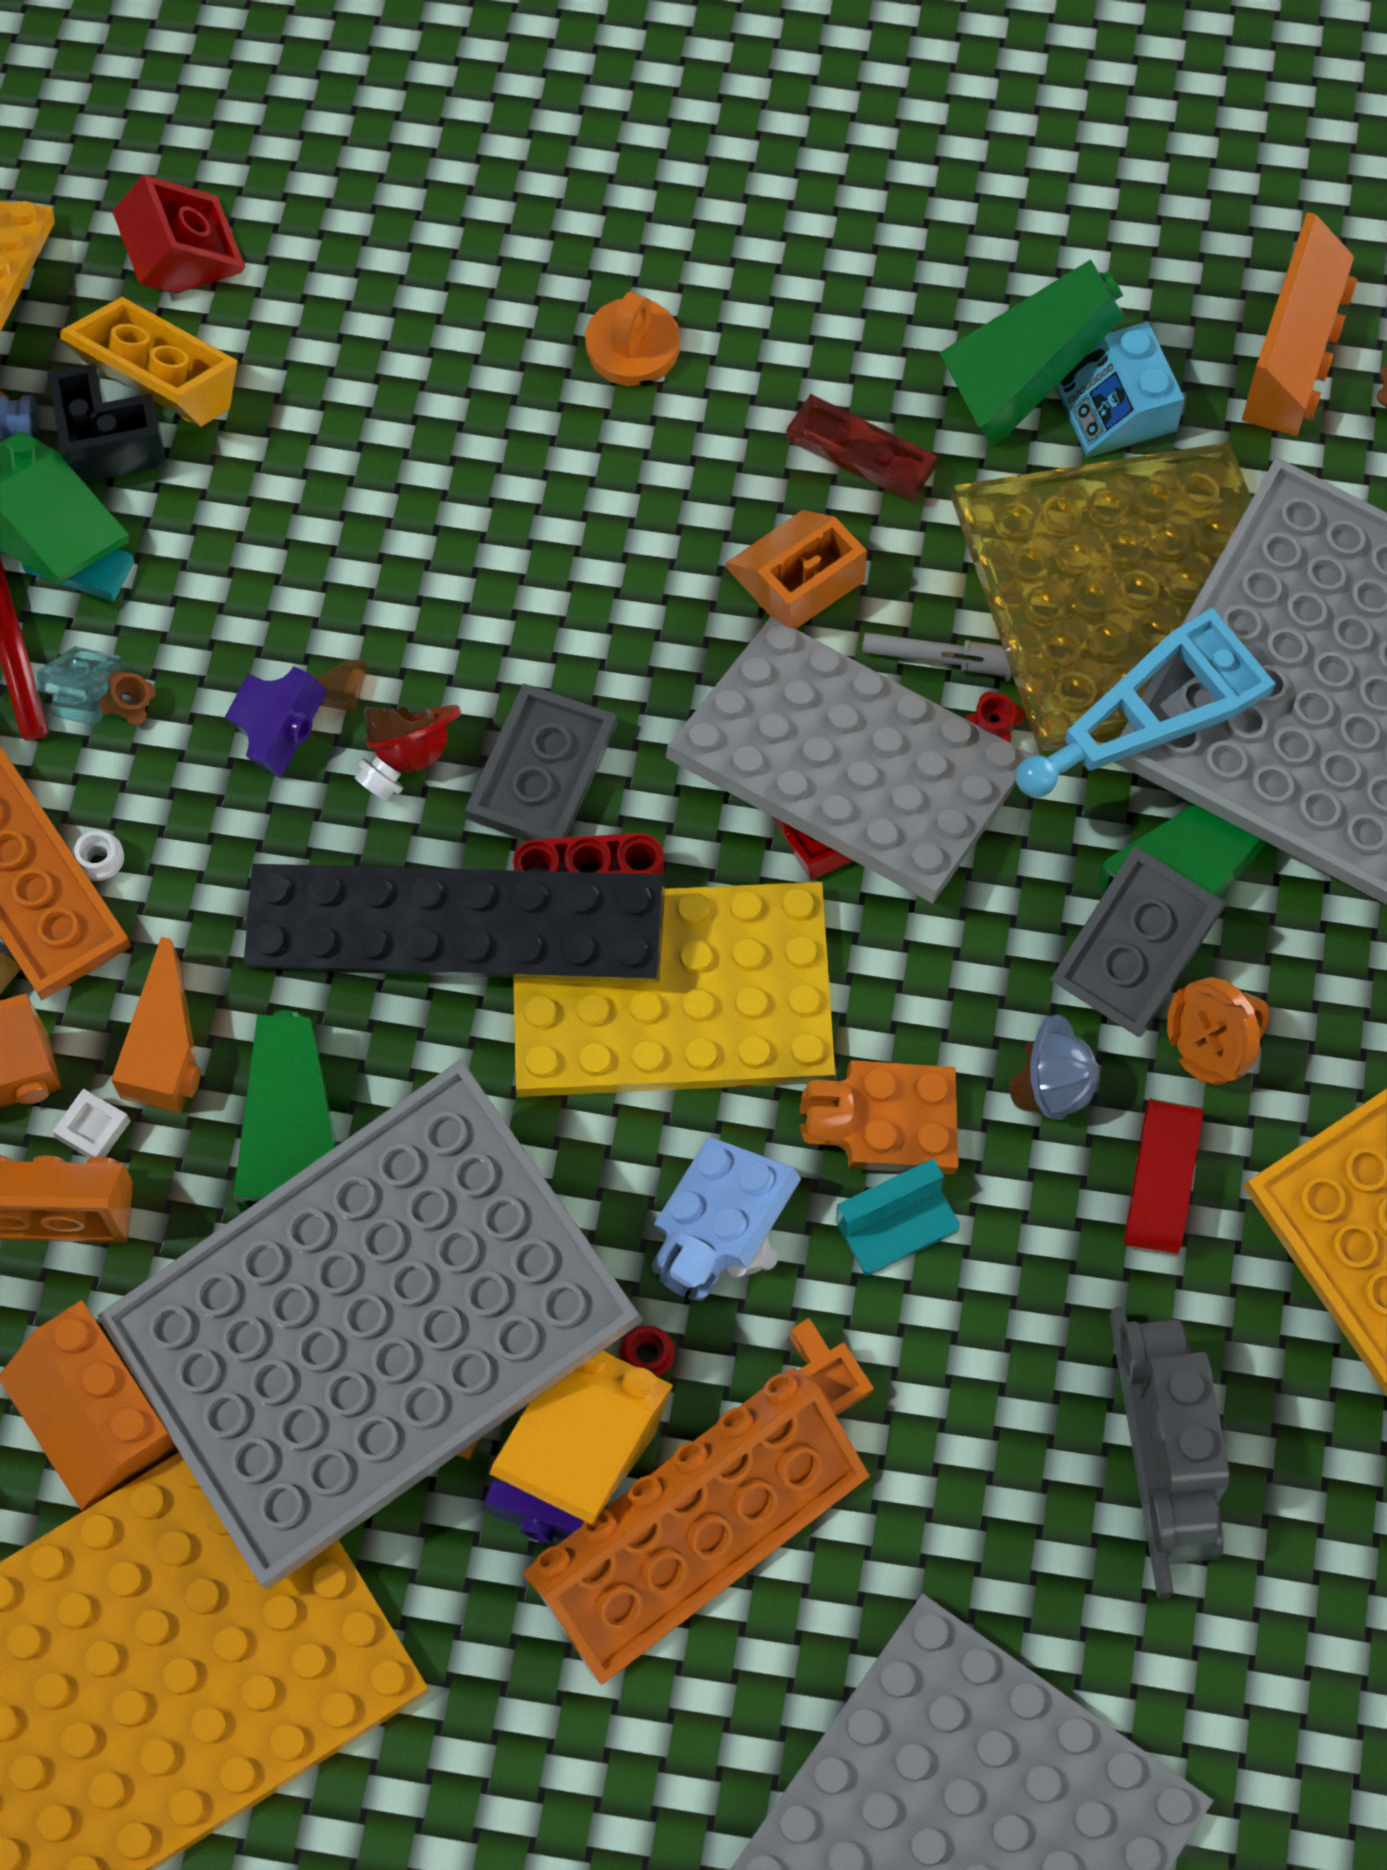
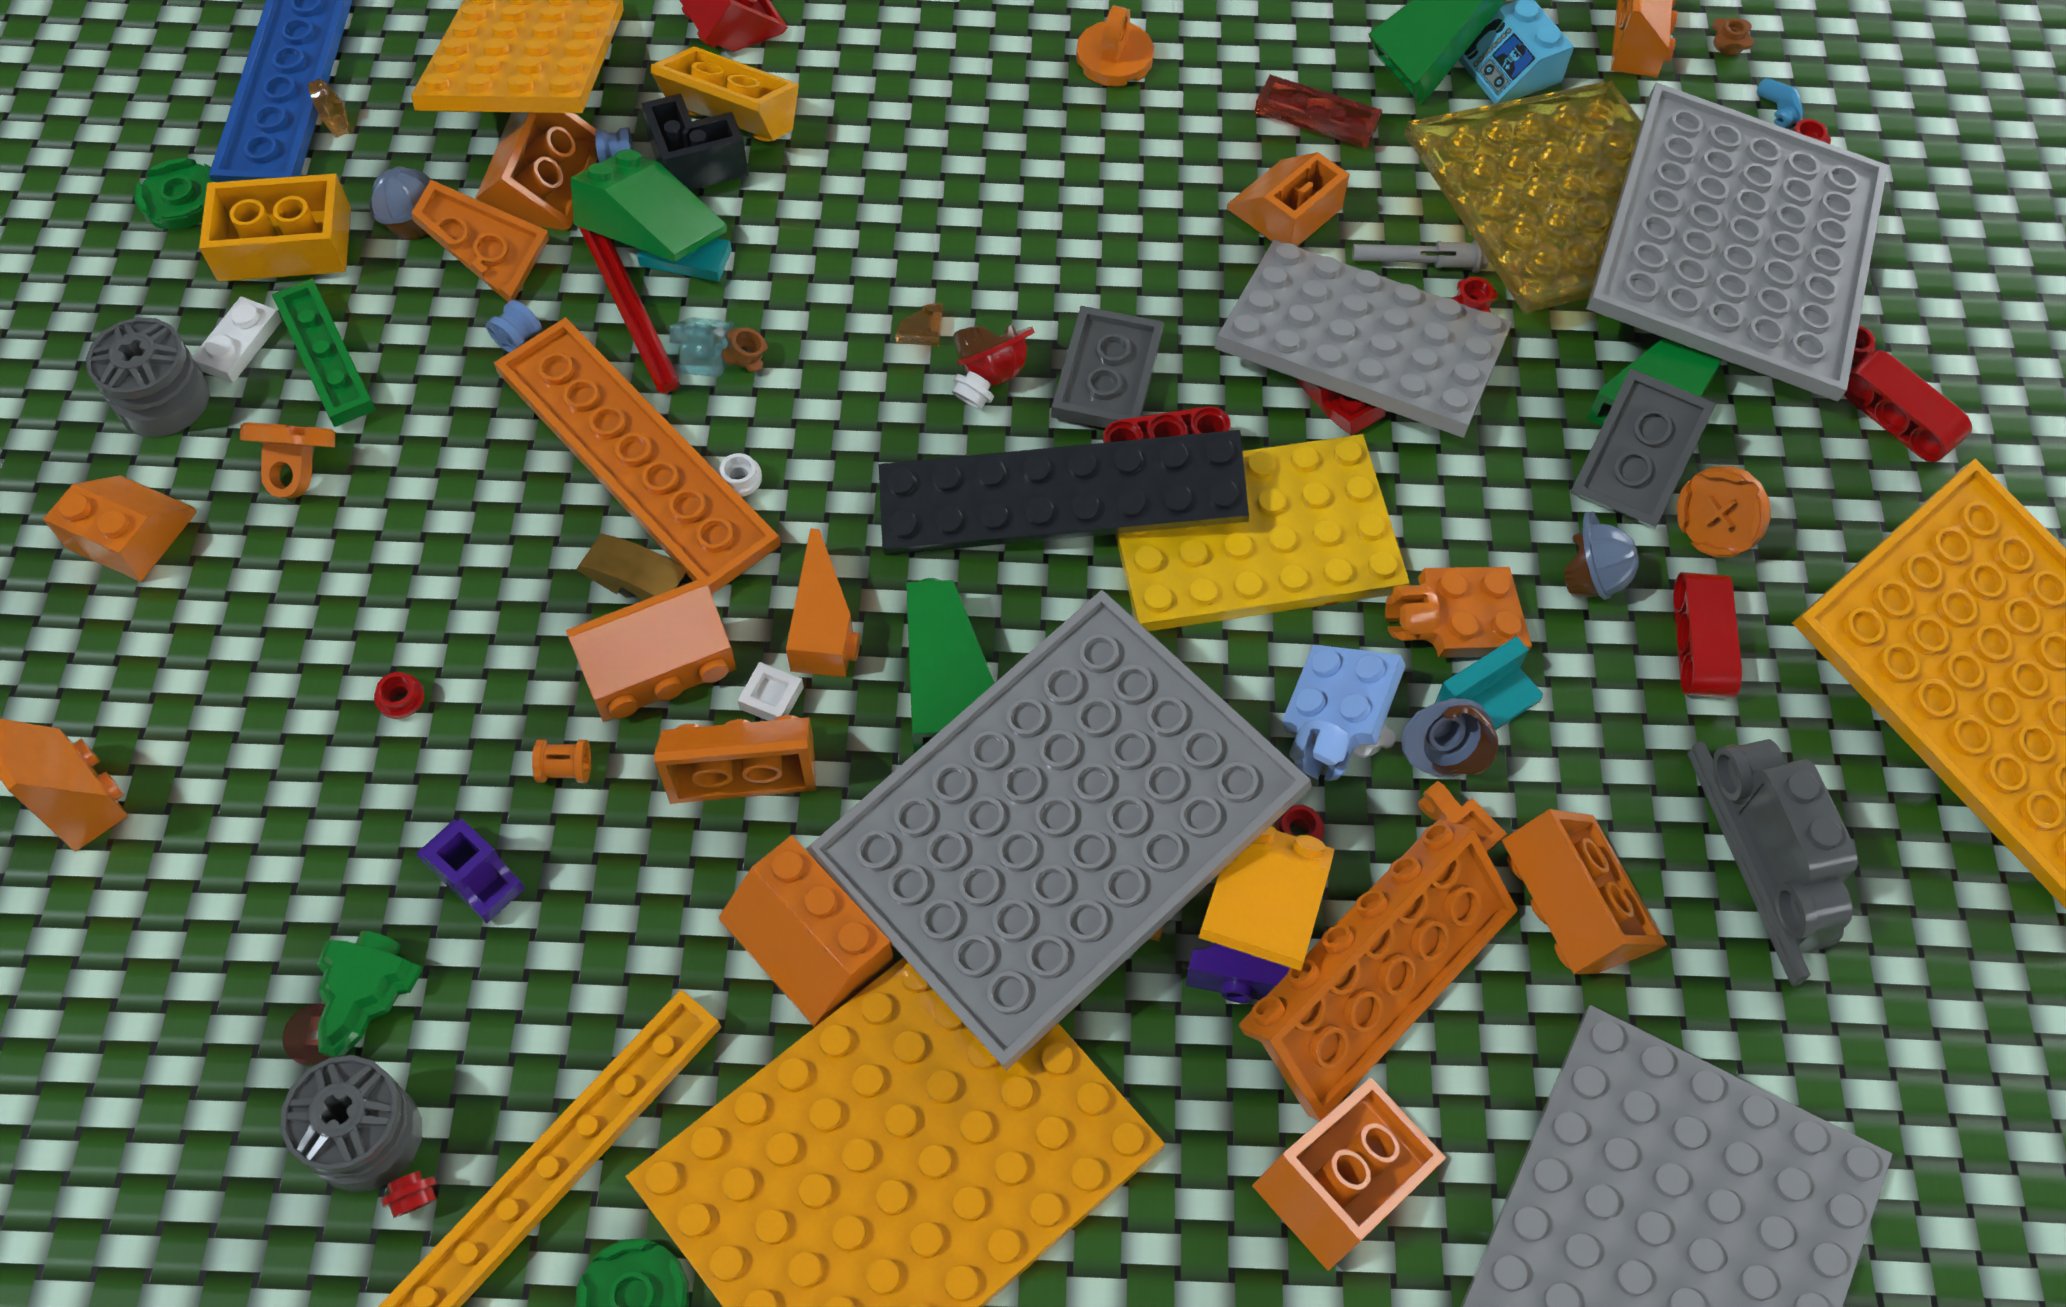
camera: 10 degrees left, 5 degrees down
(276, 716) = (877, 348): dark purple brick -> none
(617, 1743) = (1348, 1173): none -> orange slope
(832, 1270) = (1451, 738): none -> sand blue piece
(945, 1464) = (1581, 892): none -> orange slope
(1214, 658) = (1653, 218): medium azure plate -> none

